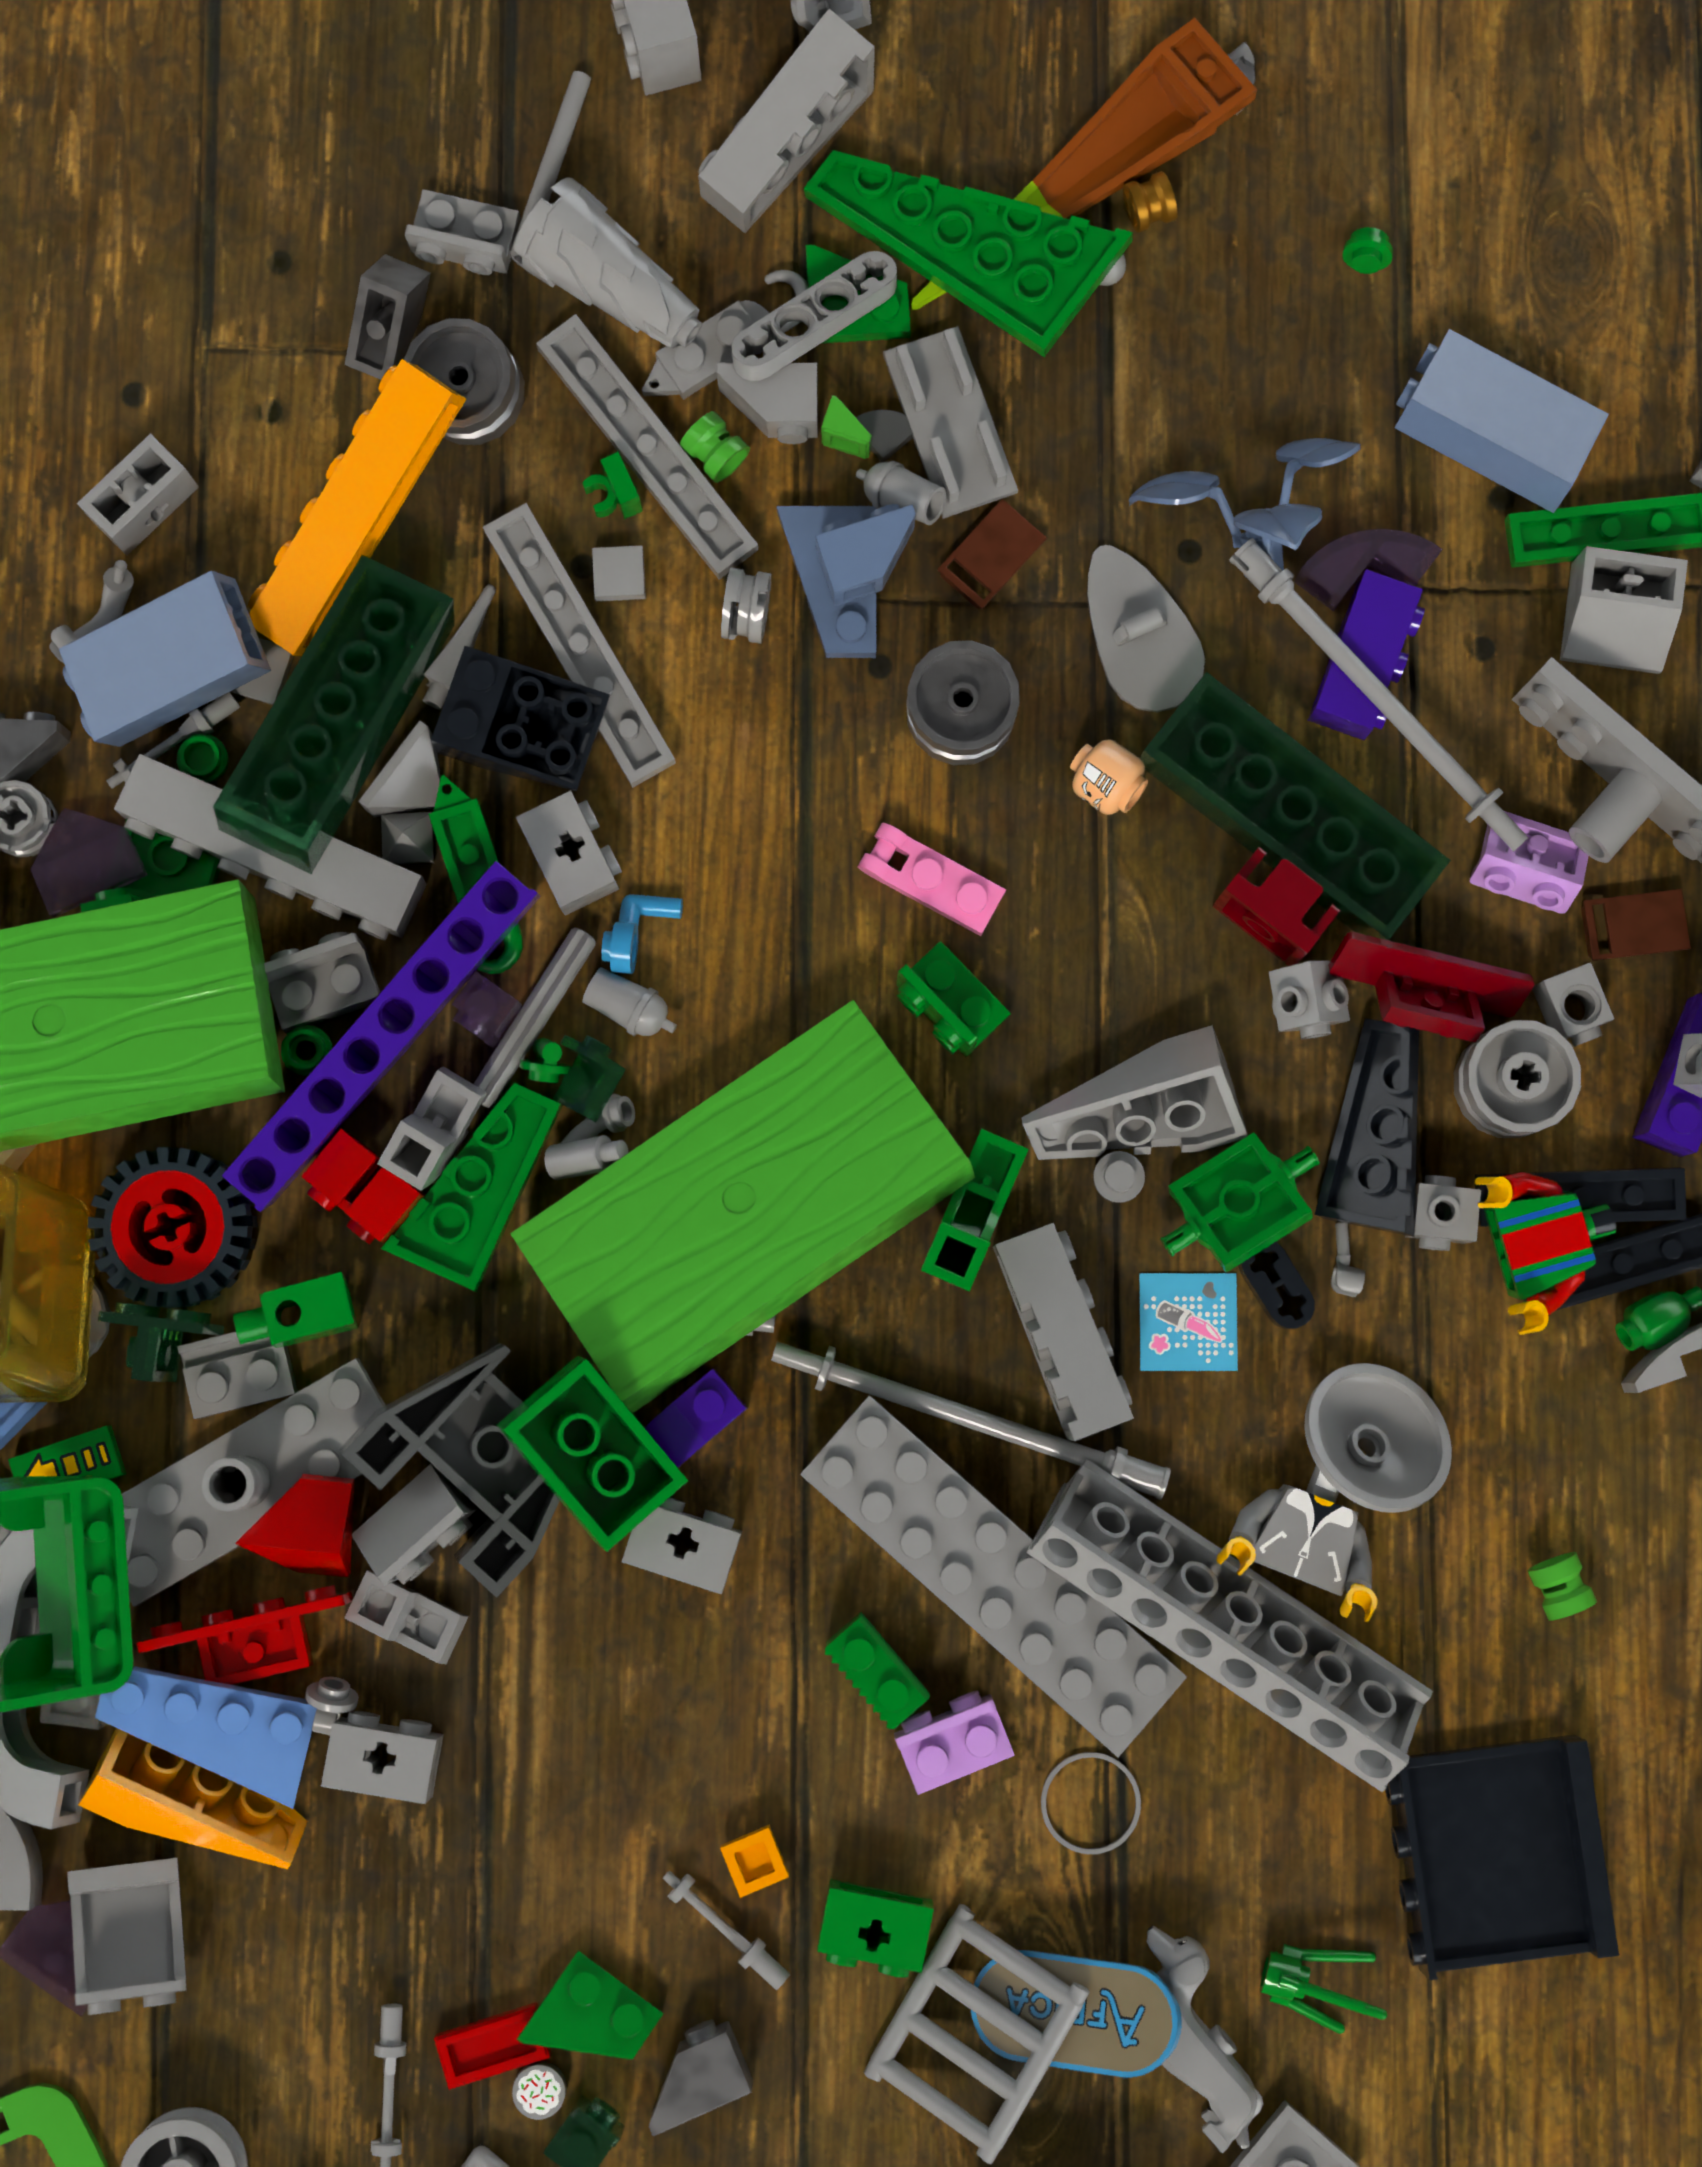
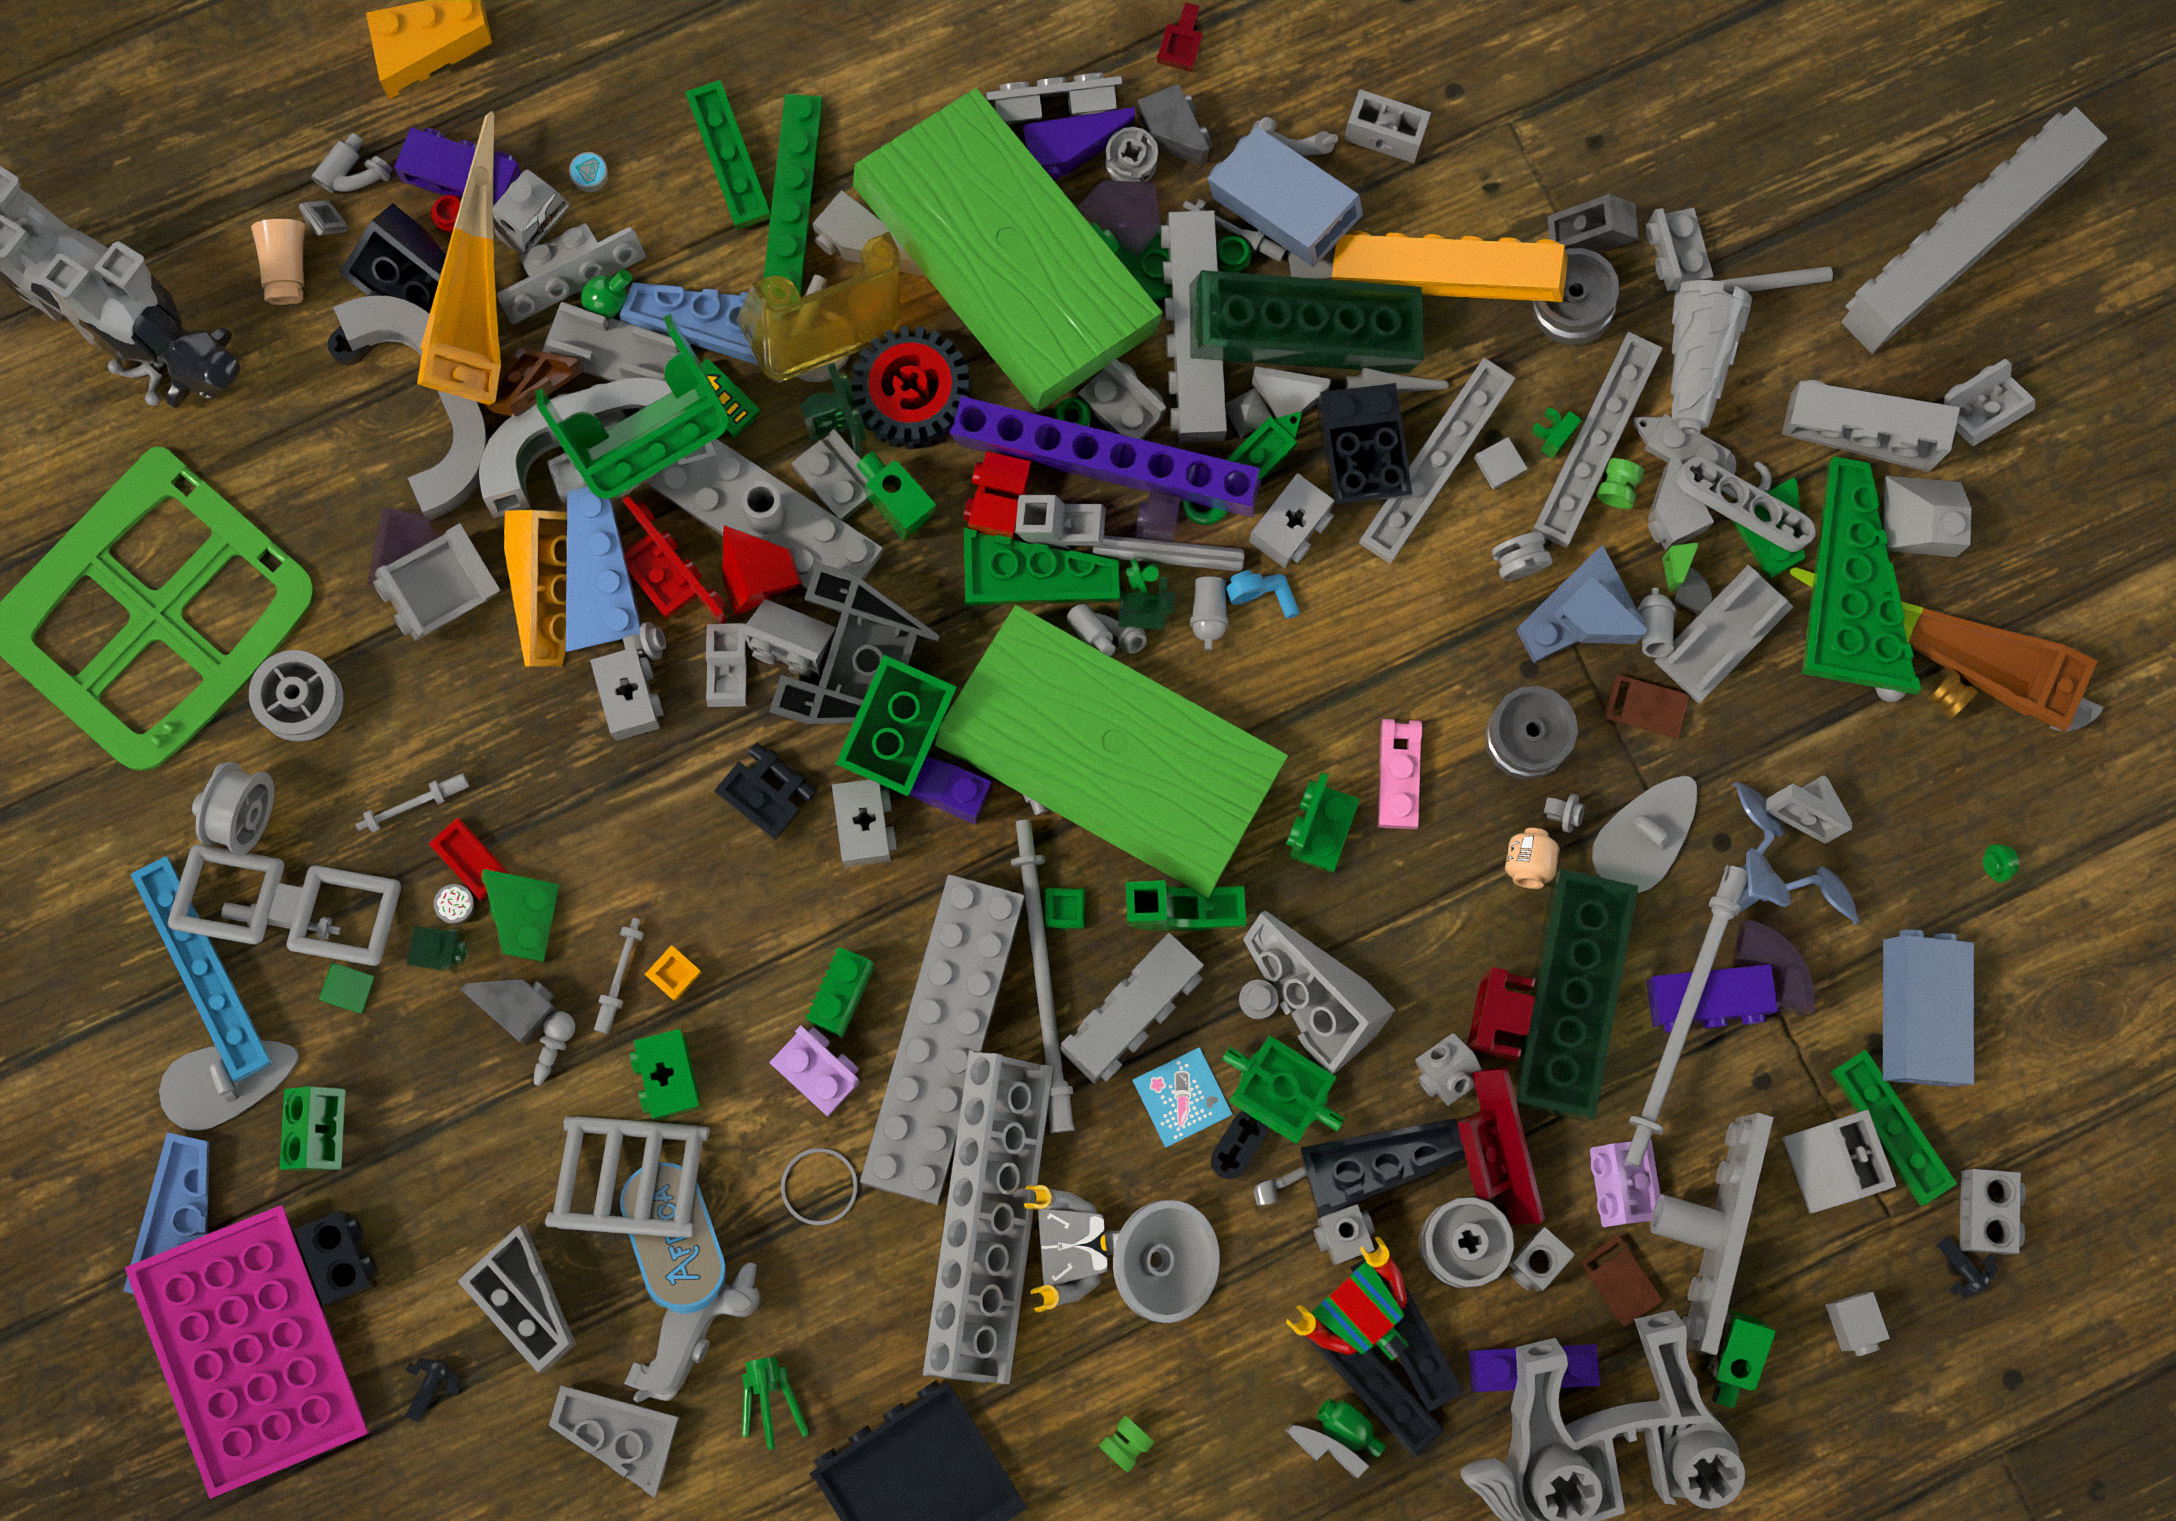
camera: 60 degrees right, 5 degrees down
(593, 1658) = (759, 801): none -> black plate
(755, 2034) = (558, 1029): none -> light grey bar
(901, 1351) = (1064, 908): none -> green tile
(926, 119) = (1925, 516): none -> light grey slope
(1075, 706) = (1568, 812): none -> light grey plate
(1206, 428) = (1811, 809): none -> light grey slope

